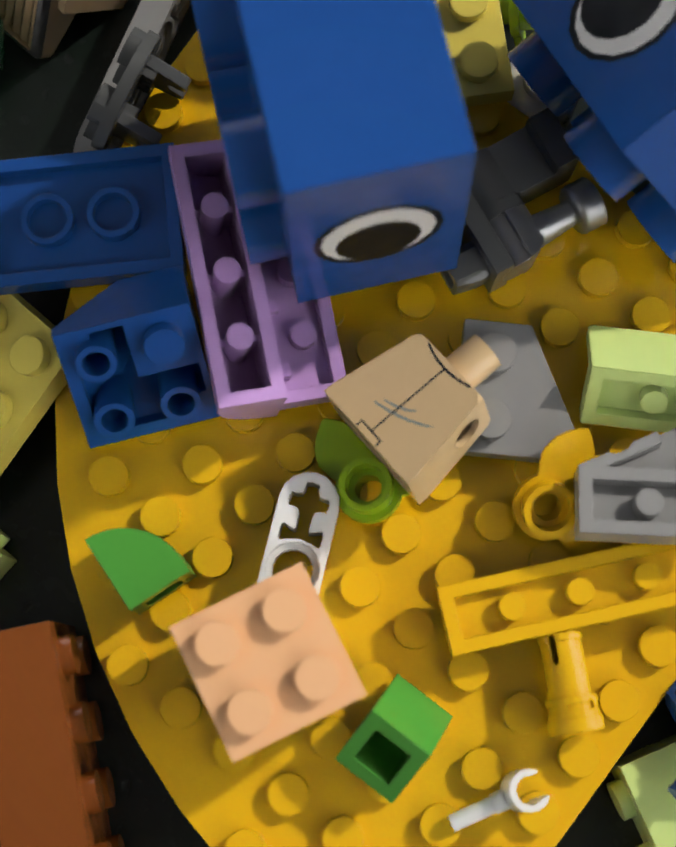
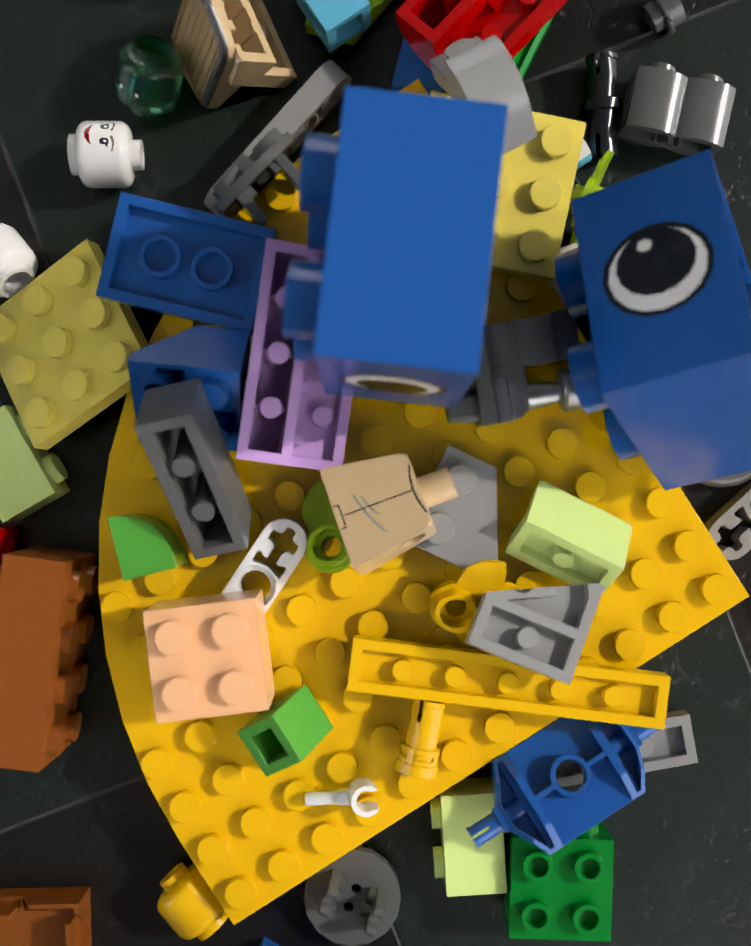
camera: 20 degrees right, 10 degrees up
(175, 437) = (194, 467): none -> dark grey brick

